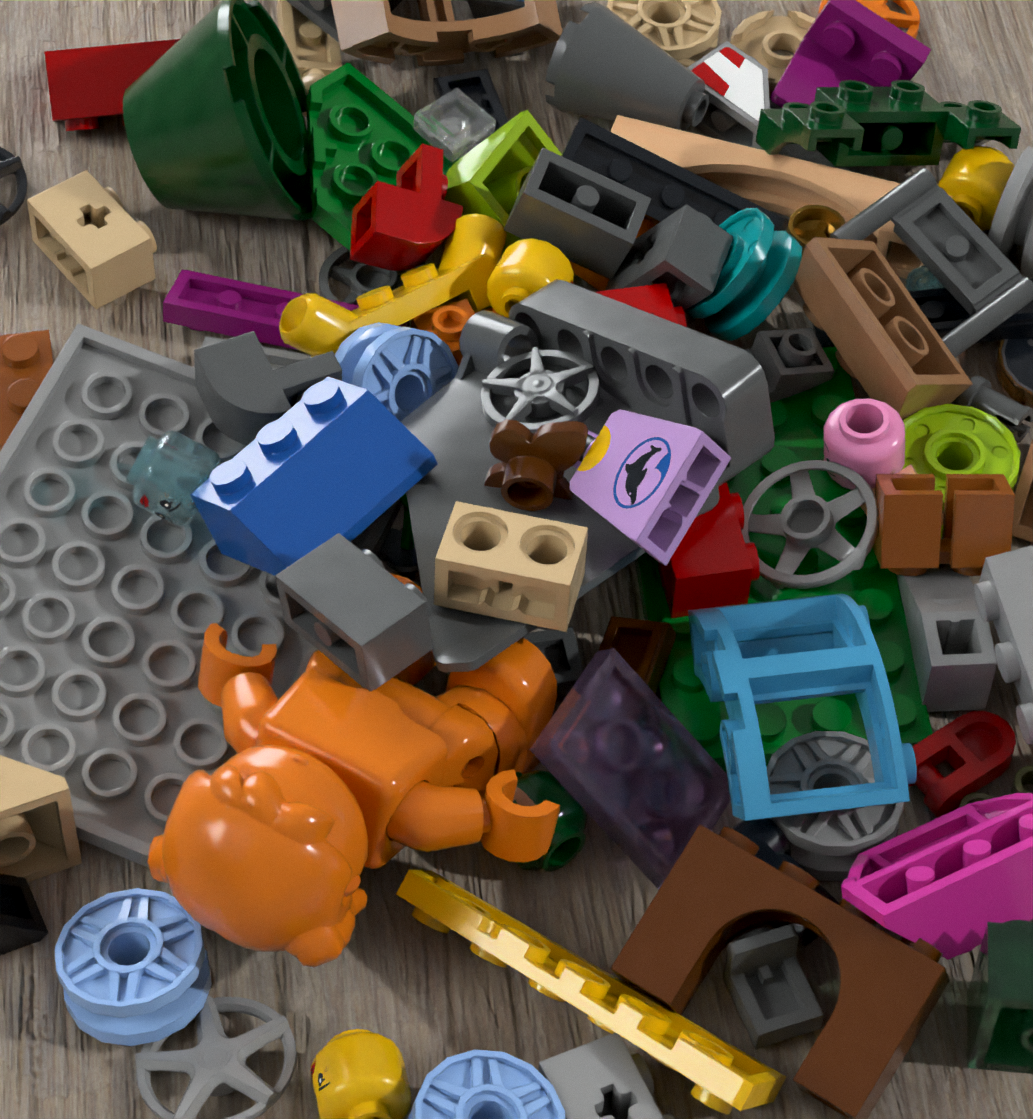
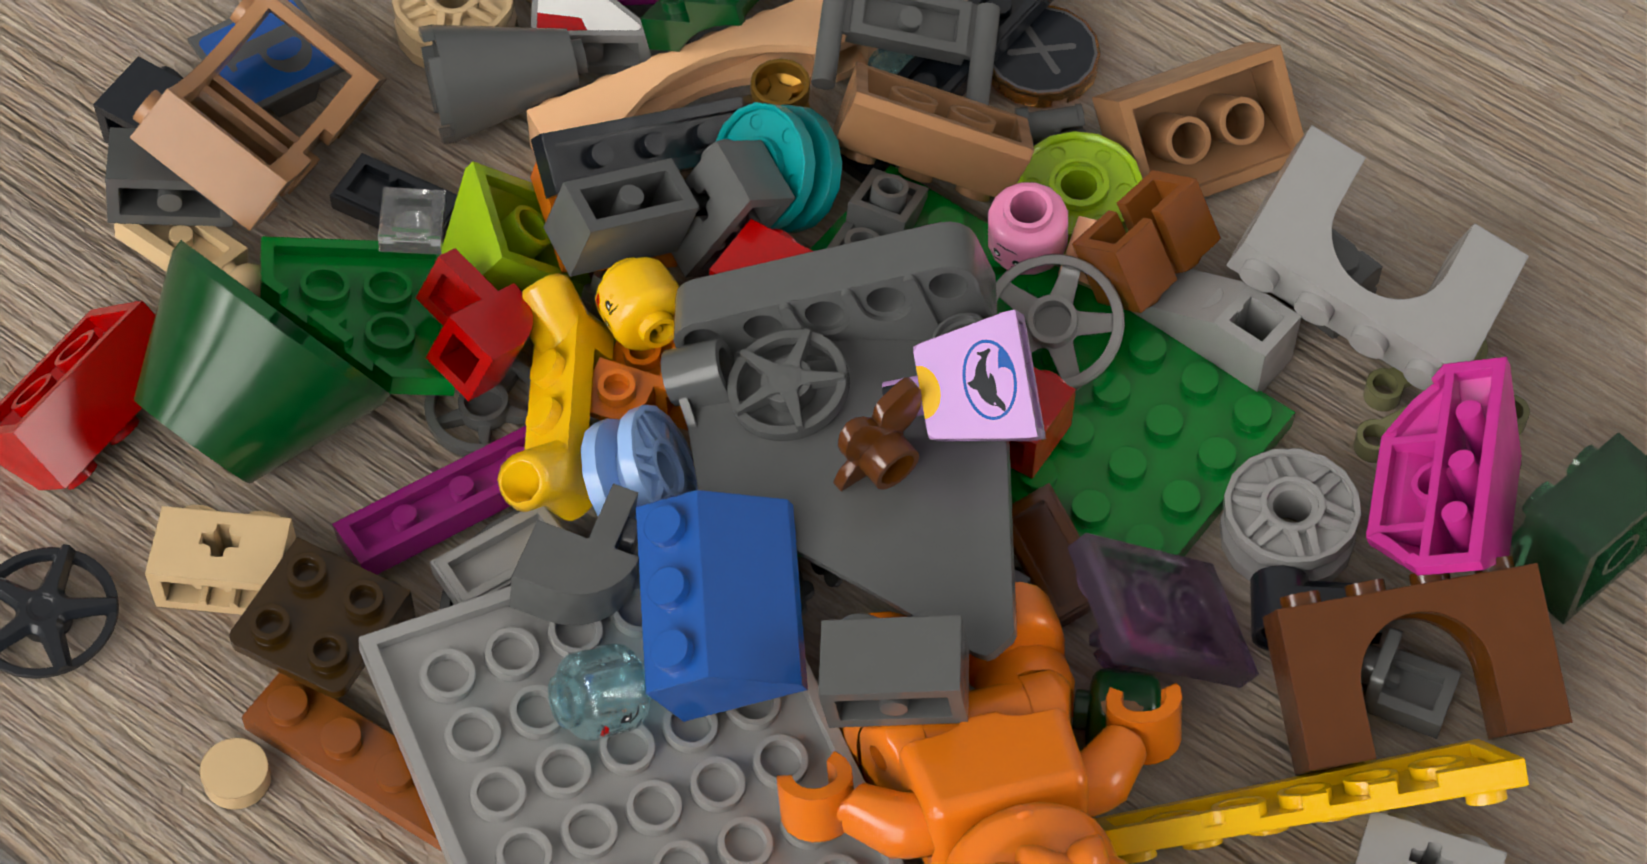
camera: 45 degrees left, 5 degrees up
(95, 291) = (312, 618): none -> dark brown bracket
(510, 566) = (969, 544): tan brick -> none
(790, 654) = (1118, 470): dark azure window -> none
(977, 748) = (1326, 391): red plate -> none

